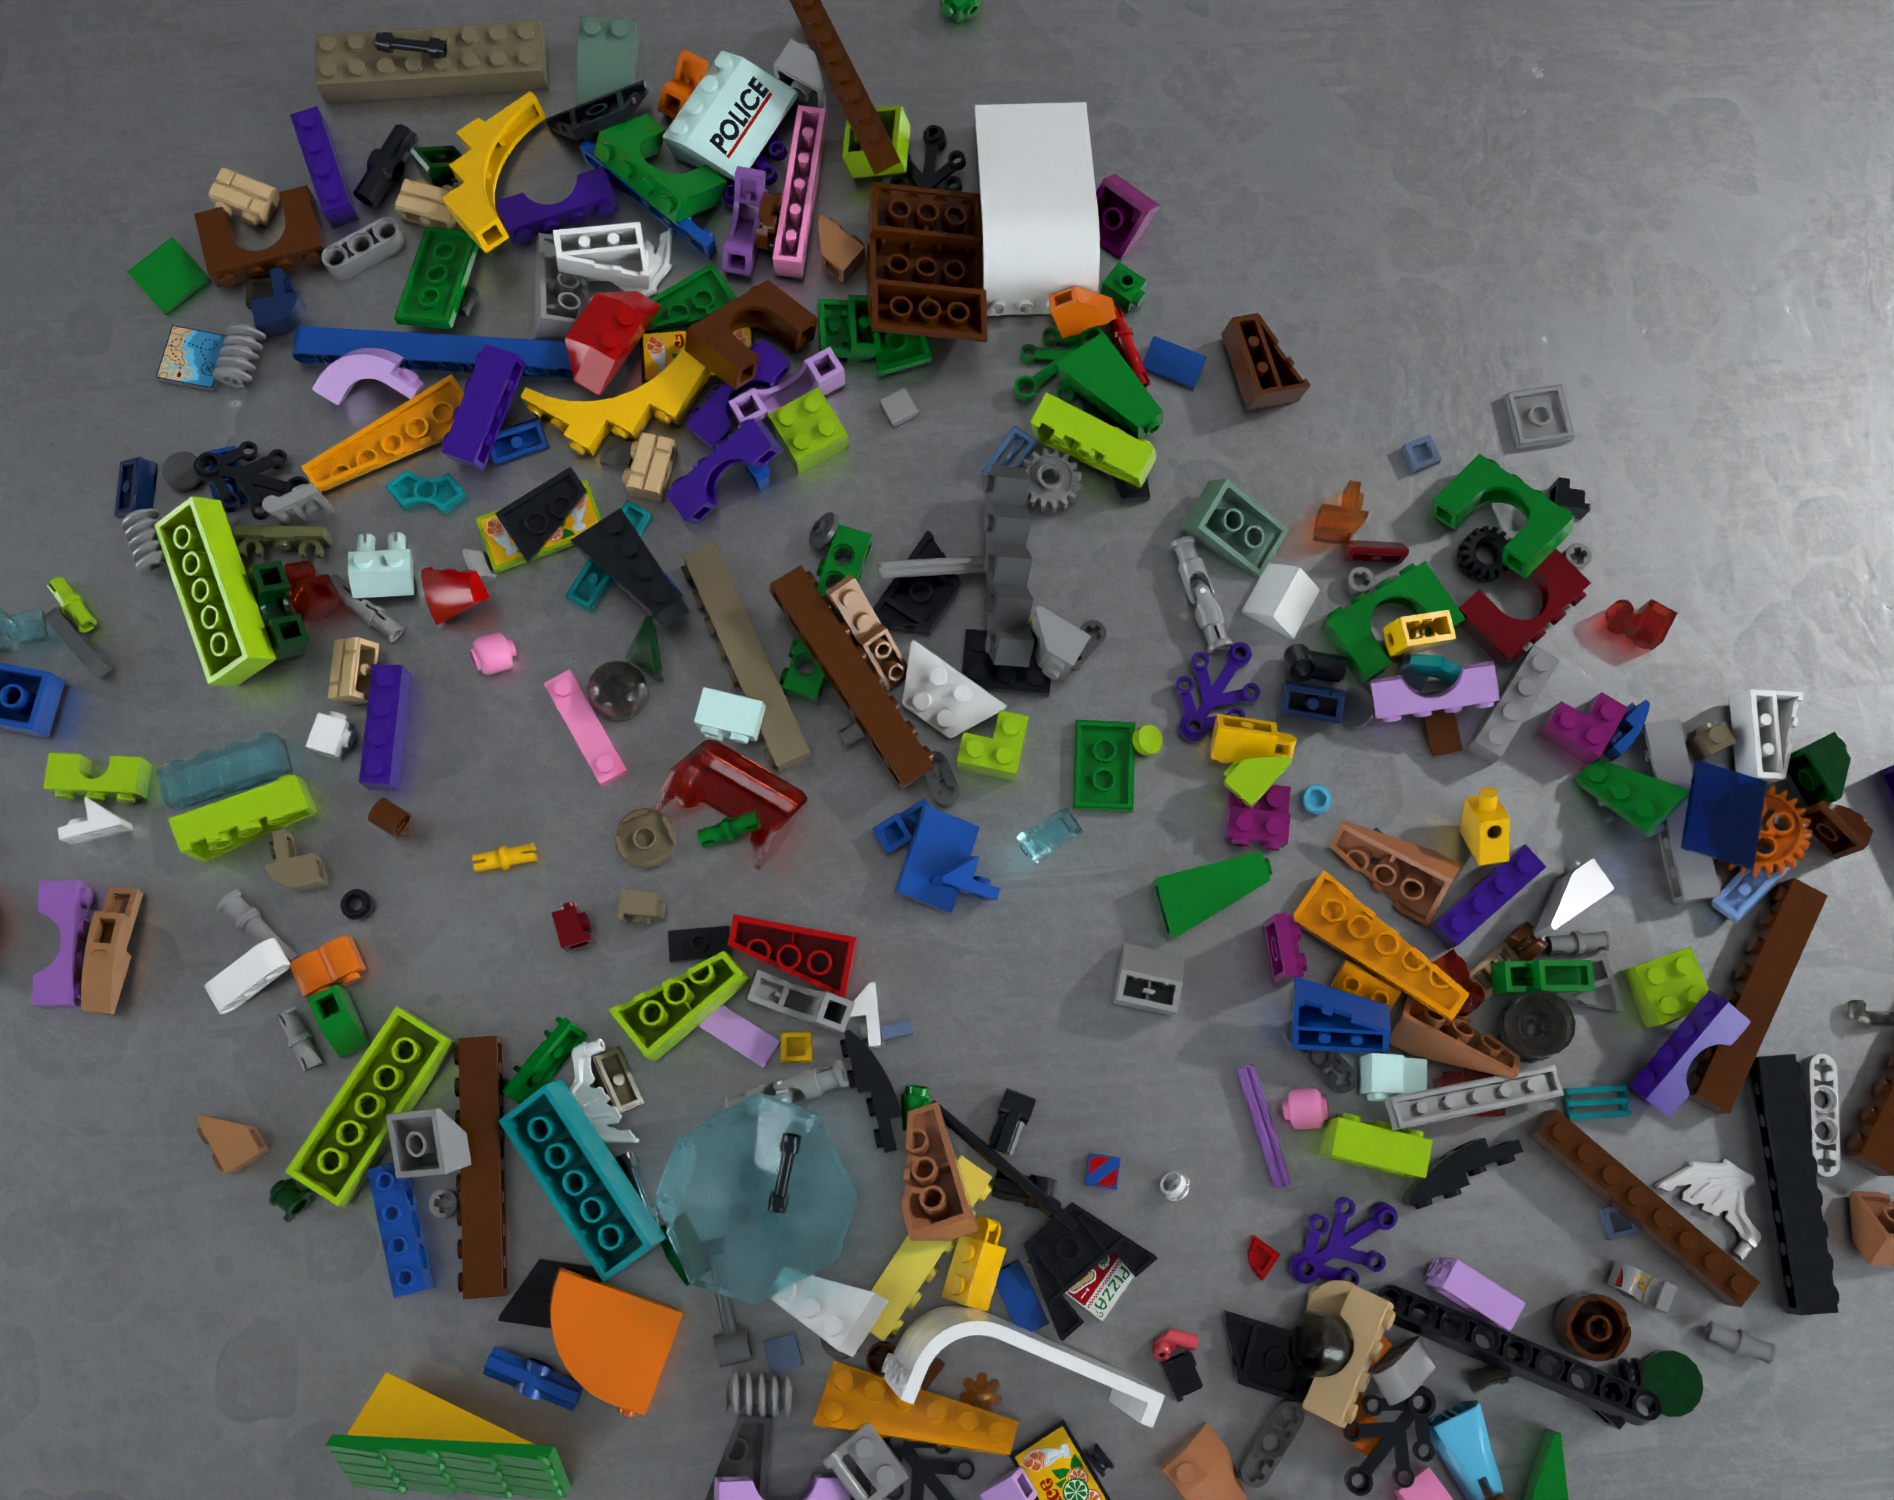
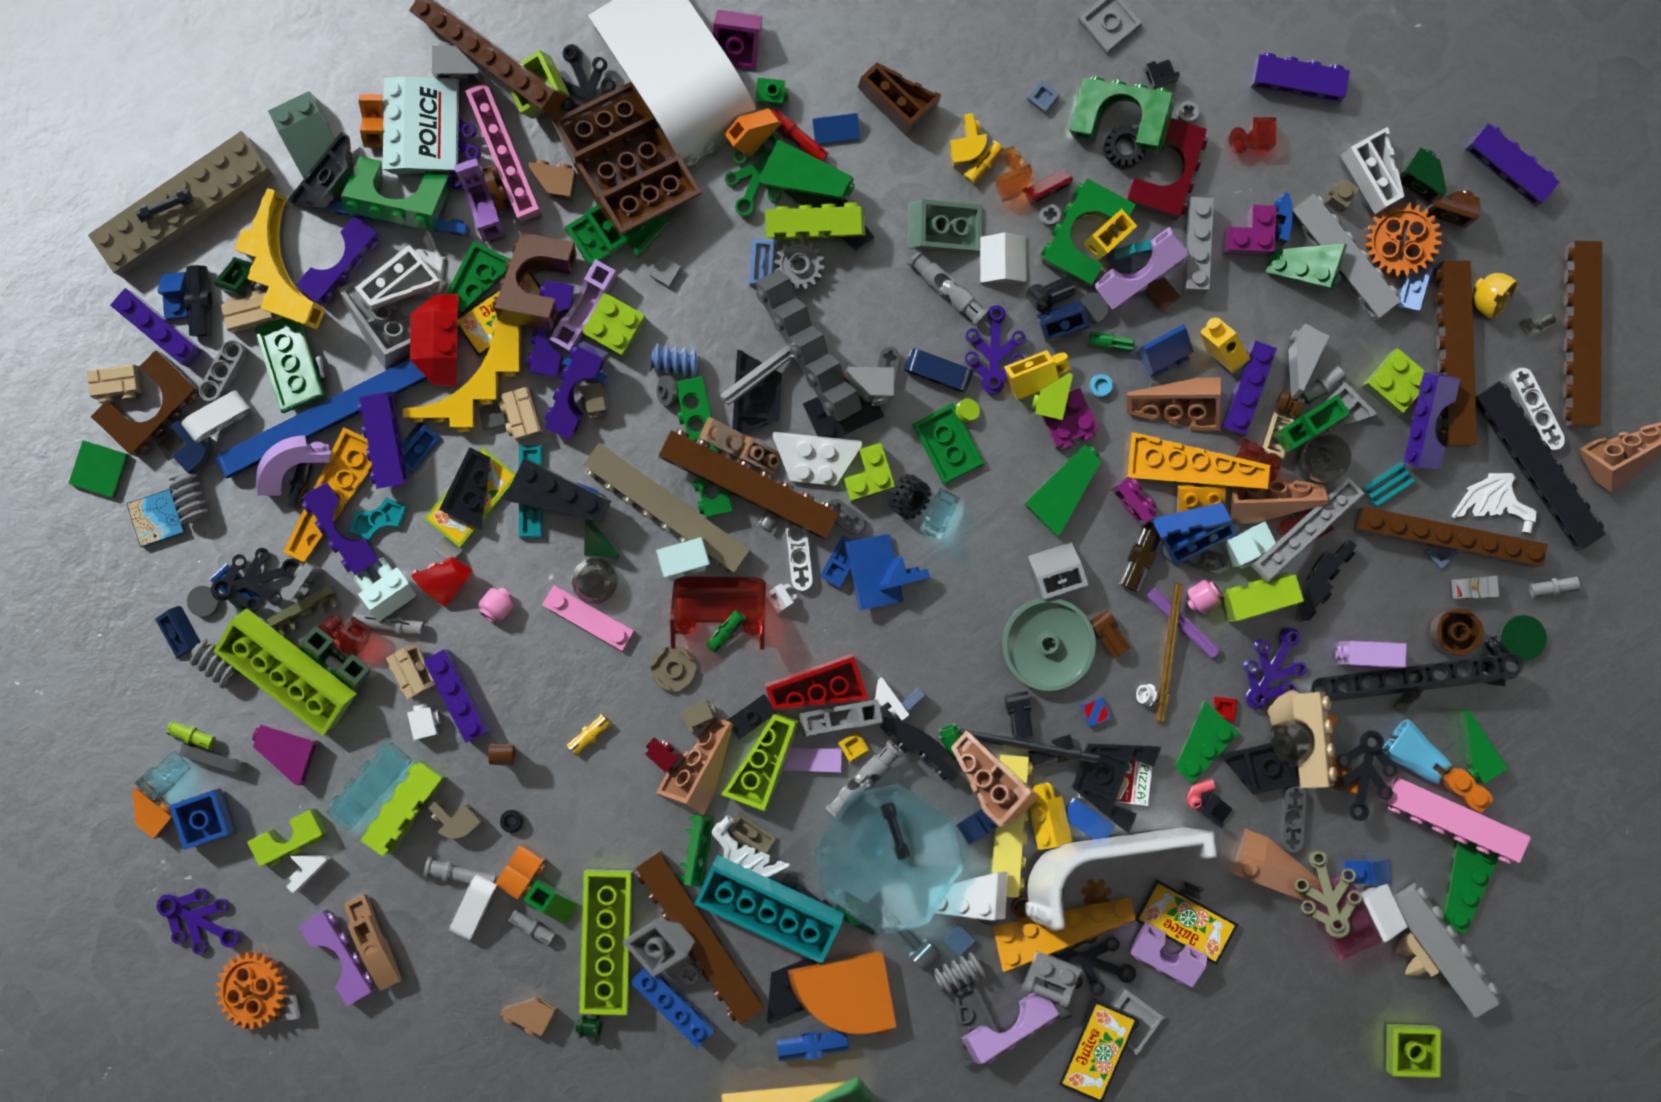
camera: 25 degrees left, 10 degrees up
(160, 681) = (286, 751): none -> magenta slope
(323, 286) = (216, 416): none -> white beam
(365, 139) = (172, 288): none -> blue slope
(365, 407) = (298, 485): none -> black pin
(374, 436) = (356, 553): none -> dark purple arch
(591, 978) = (697, 775): none -> nougat wedge
(738, 495) = (593, 400): none -> dark tan brick
(812, 827) = (779, 597): none -> white tile
(851, 504) = (675, 360): none -> medium blue piece
(861, 780) = (793, 547): none -> white beam
(883, 1224) = (976, 826): none -> dark blue brick
(1019, 784) = (910, 506): none -> black tyre
(1092, 1057) = (1048, 644): none -> sand green dish
(1139, 677) = (938, 370): none -> dark blue beam
(1169, 1079) = (1107, 630): none -> reddish brown piece
(1192, 1200) = (1163, 695): none -> pearl gold bar
(1212, 1286) = (1205, 742): none -> green wing
(1256, 1020) = (1141, 557): none -> dark brown piece
(1308, 461) = (966, 150): none -> yellow brick
(1317, 485) = (984, 162): none -> yellow pin
(1353, 755) = (1110, 341): none -> green axle
(1404, 1370) = (1352, 727): light grey beam -> none
(1414, 799) = (1166, 350): none -> blue slope
(1723, 814) = (1375, 246): clear blue piece -> none
(1726, 589) = (1300, 78): none -> dark purple brick
(1836, 949) = (1493, 293): none -> yellow cylinder

